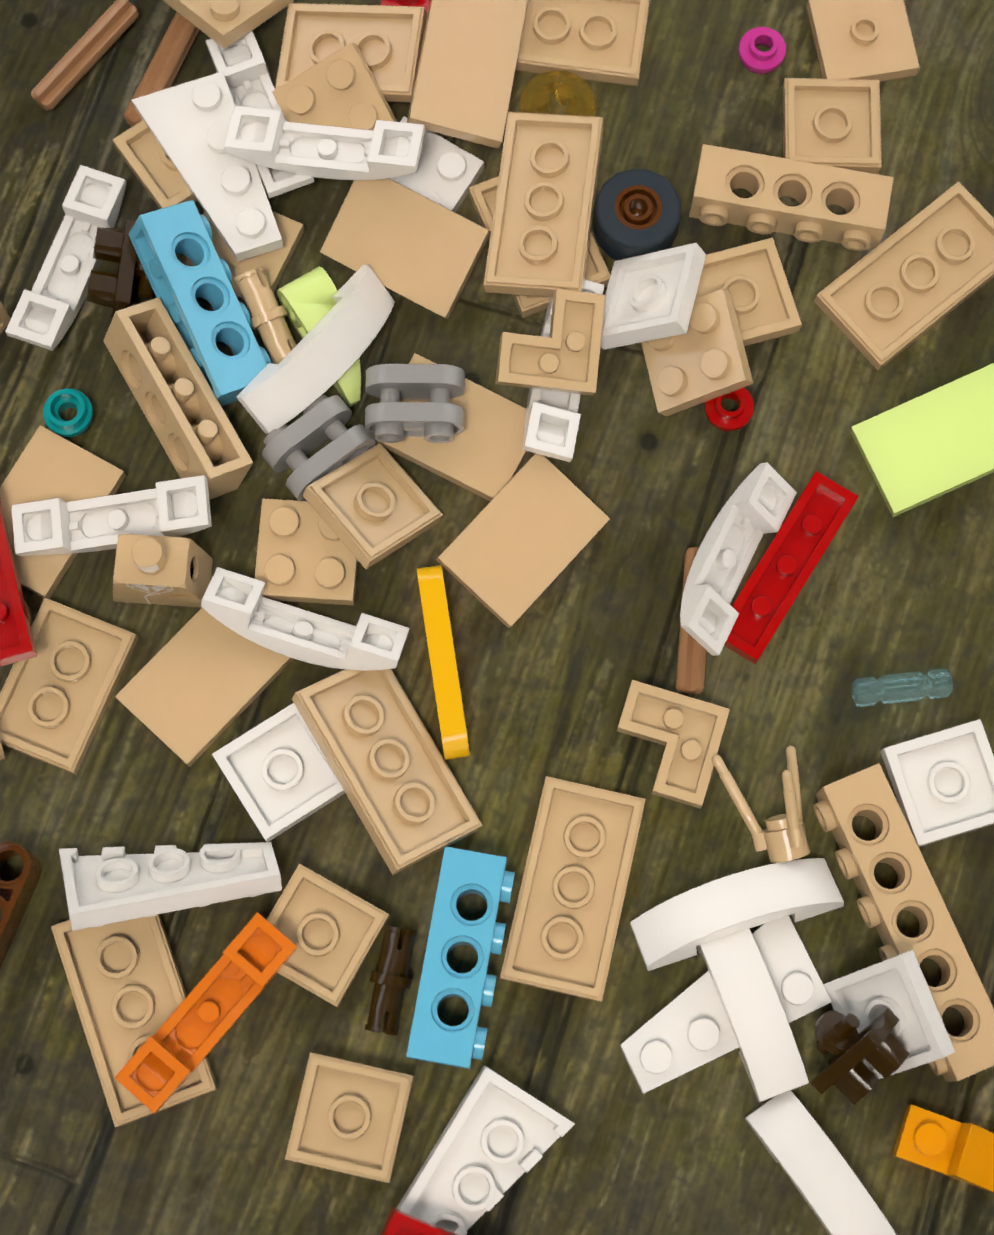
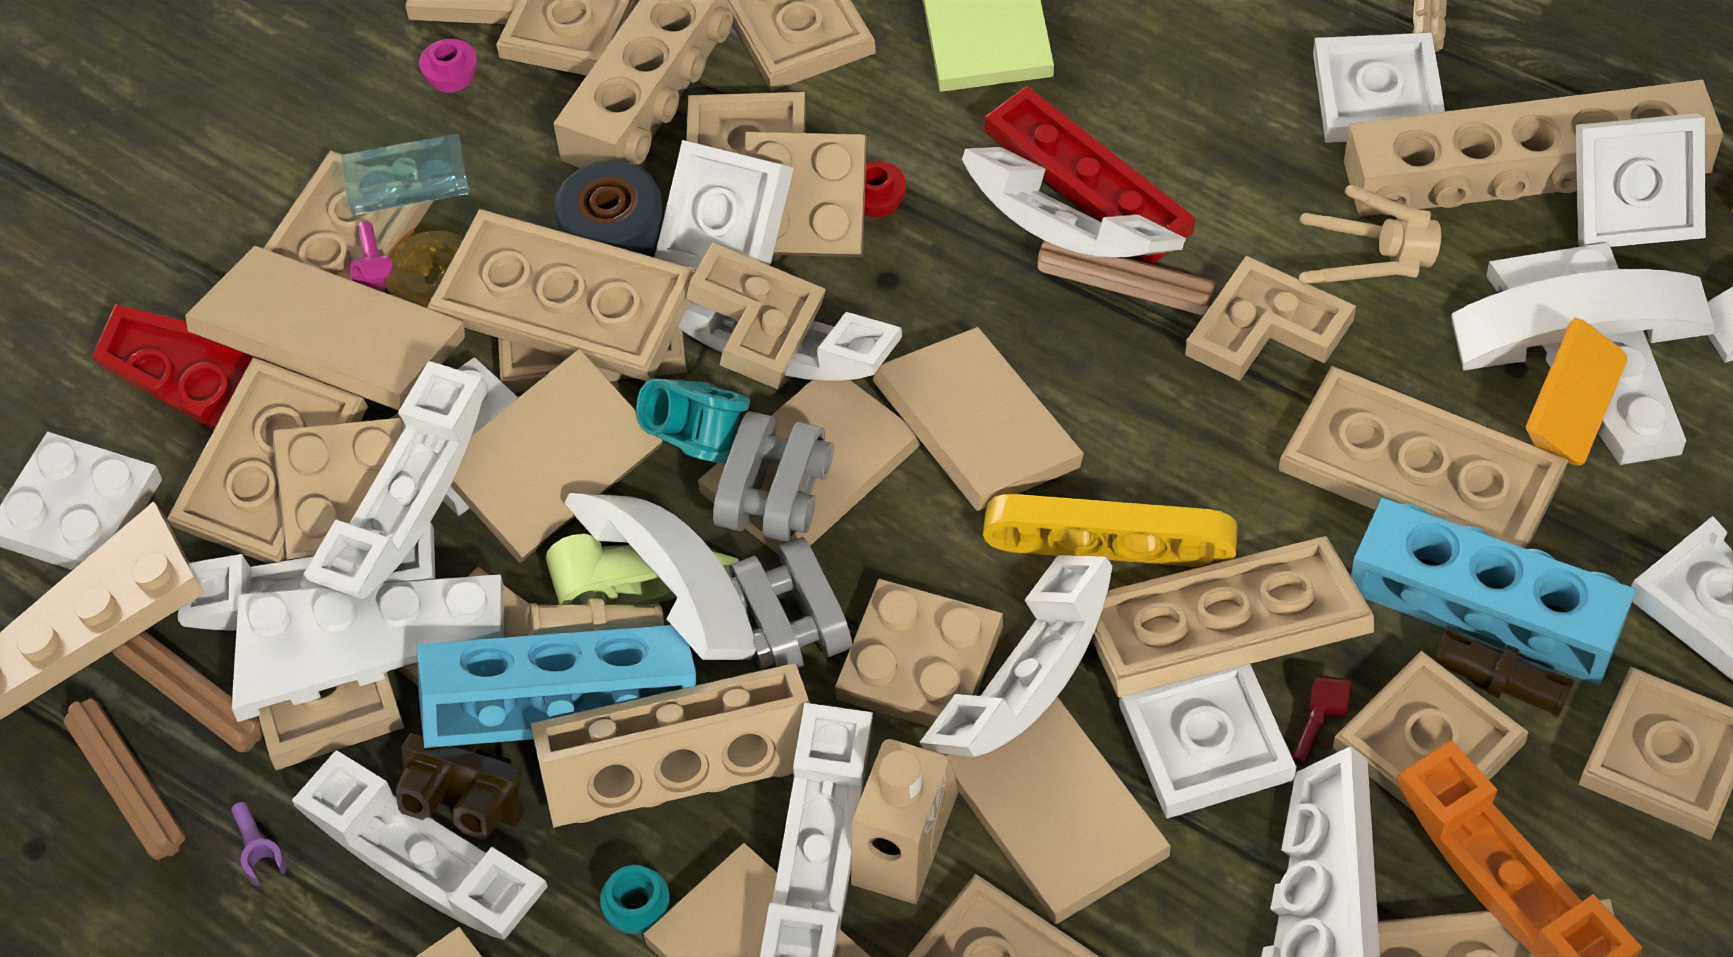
camera: 70 degrees left, 20 degrees down
(53, 158) = (255, 844): none -> medium lavender hand
(340, 853) = (1327, 698): none -> dark red hand
(372, 505) = (889, 560): tan tile -> none
(456, 331) = (691, 416): none -> teal piece
(533, 62) = (373, 267): none -> dark pink hand
(628, 54) = (405, 174): none -> clear light blue plate
(655, 996) = (1576, 393): none -> light orange slope
(733, 905) = (1485, 313): white slope -> none
(874, 1043) = (1672, 216): dark brown hips -> none
(902, 687) = (1257, 106): clear light blue axle -> none

